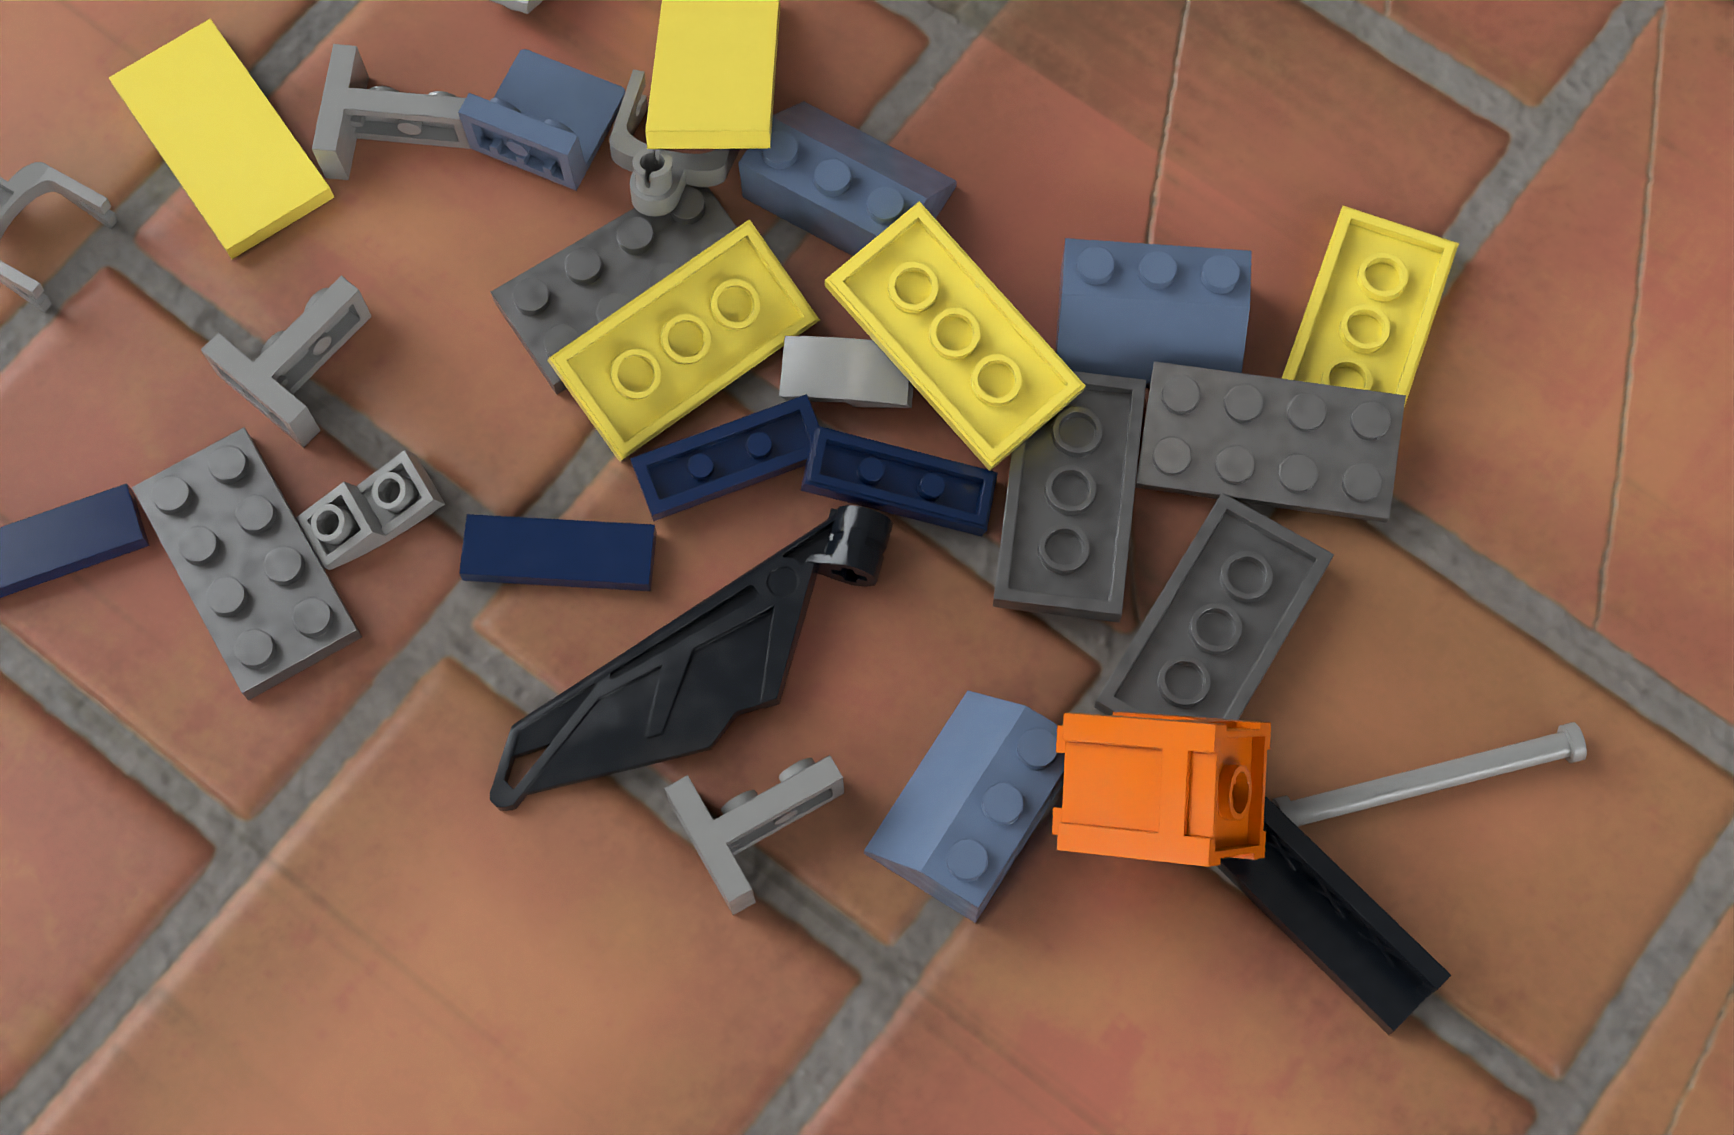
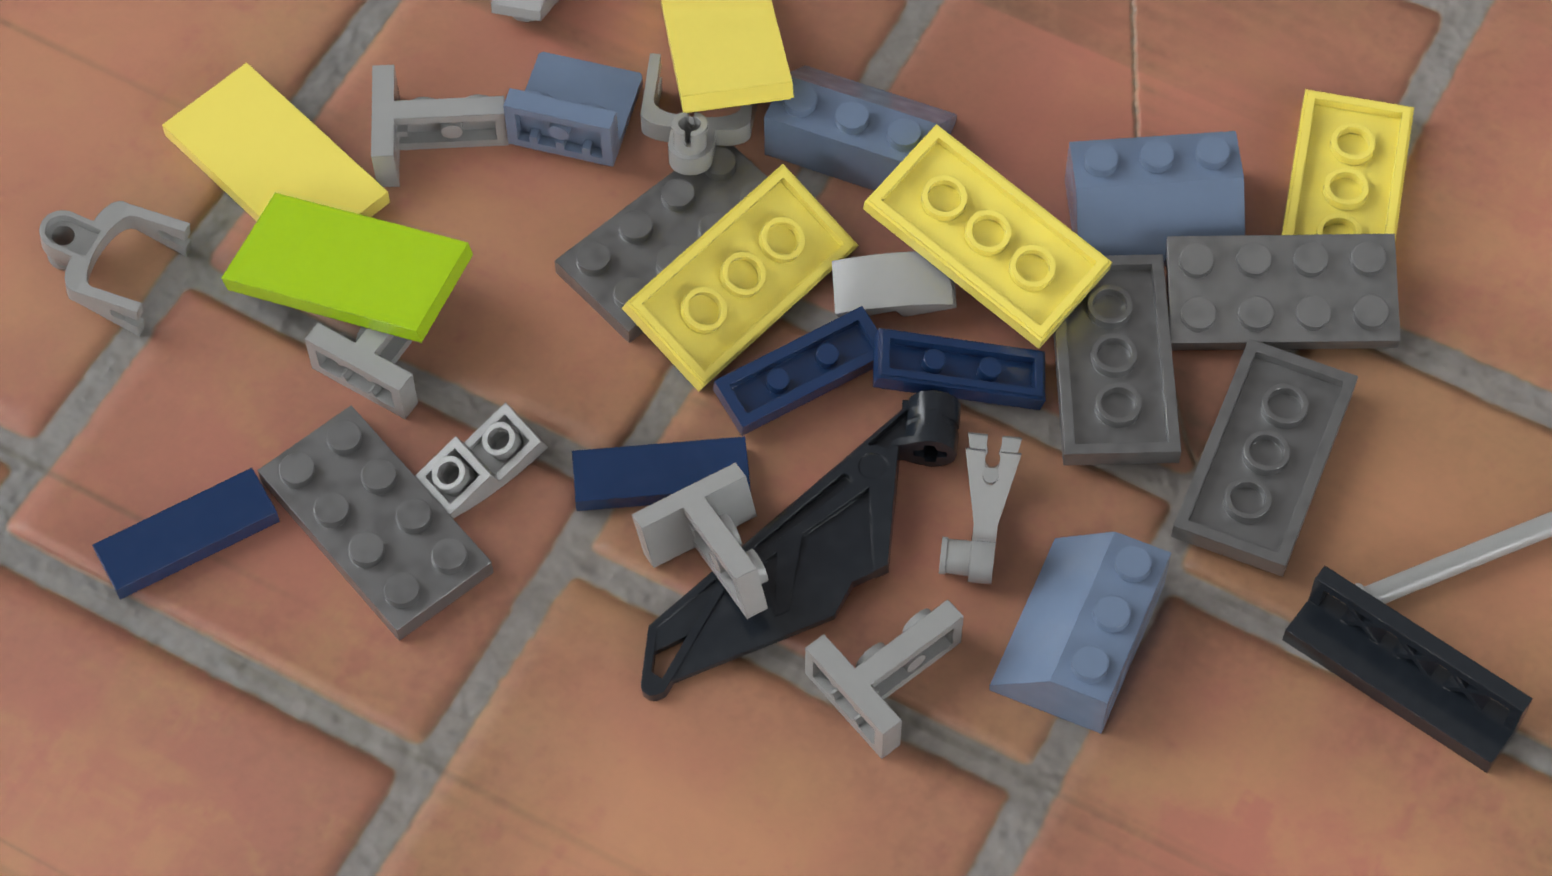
camera: 10 degrees left, 10 degrees down
(262, 273) = (348, 267): none -> lime tile
(587, 615) = (707, 519): none -> light grey bracket
(889, 653) = (988, 496): none -> light grey piece
(1162, 787) = (1250, 572): orange container -> none

